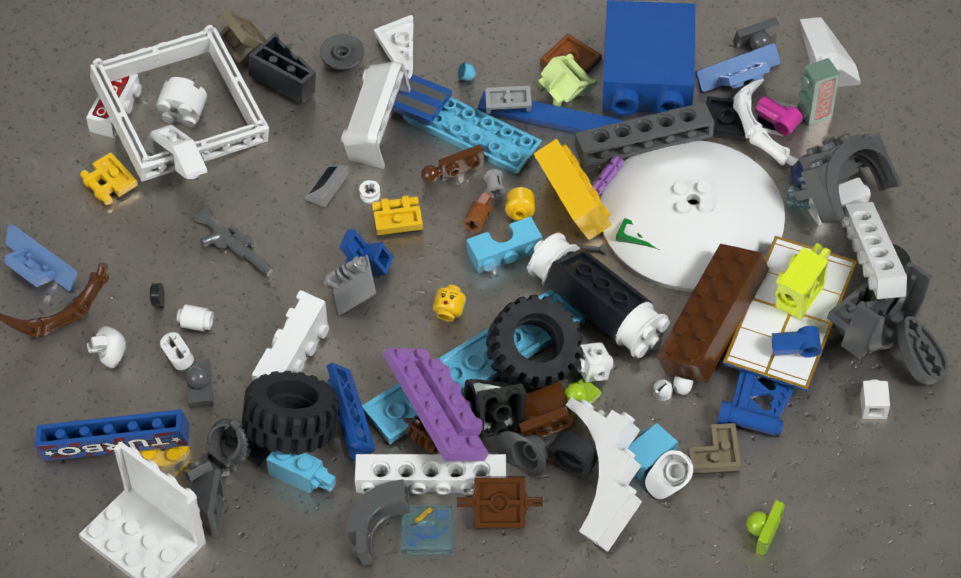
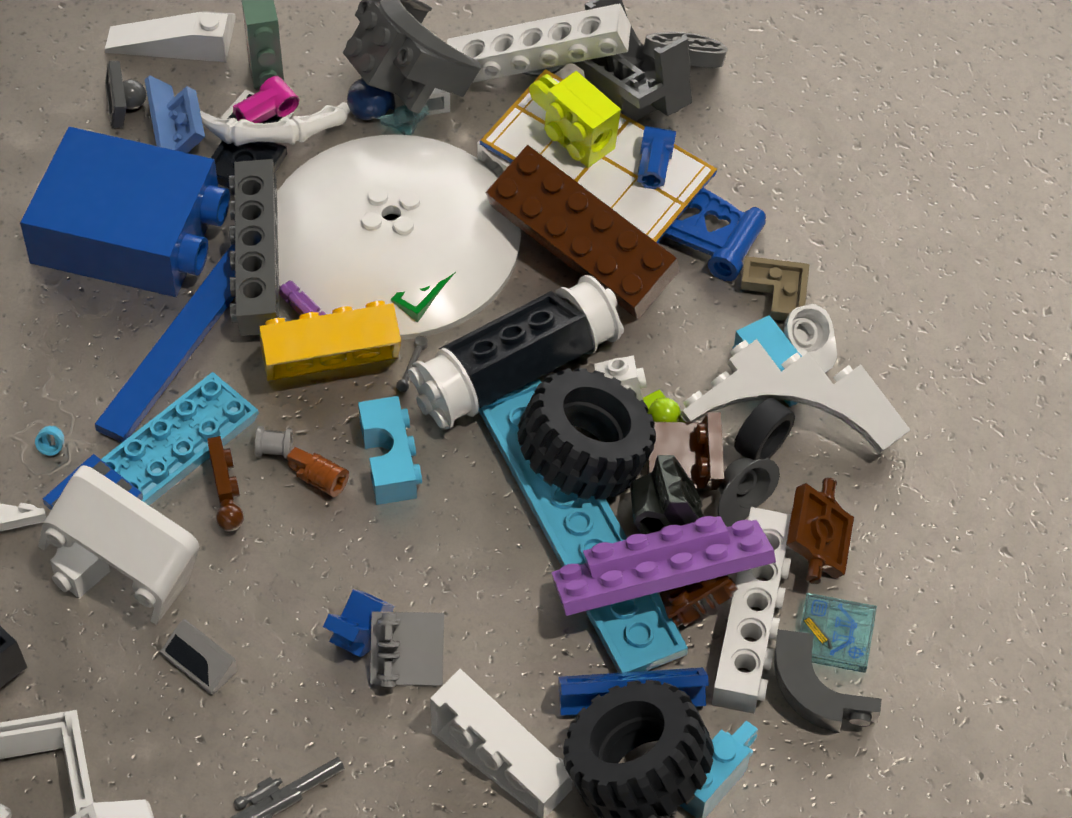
camera: 80 degrees left, 0 degrees up
(367, 186) = (231, 594): white bush -> none
(400, 219) = (299, 574): yellow plate -> none
(449, 303) = (470, 534): yellow head -> none
(508, 98) = (139, 388): light grey hinge -> none
(520, 202) = (321, 416): yellow head -> none
(562, 82) = (123, 318): yellowish green piece -> none
(583, 54) = (72, 312): dark orange tile -> none
(665, 393) = (664, 328): white hinge -> none
(682, 385) = (669, 298): white hinge -> none
(765, 526) = (901, 259): lime tile -> none
(875, 399) = (737, 113): white brick -> none

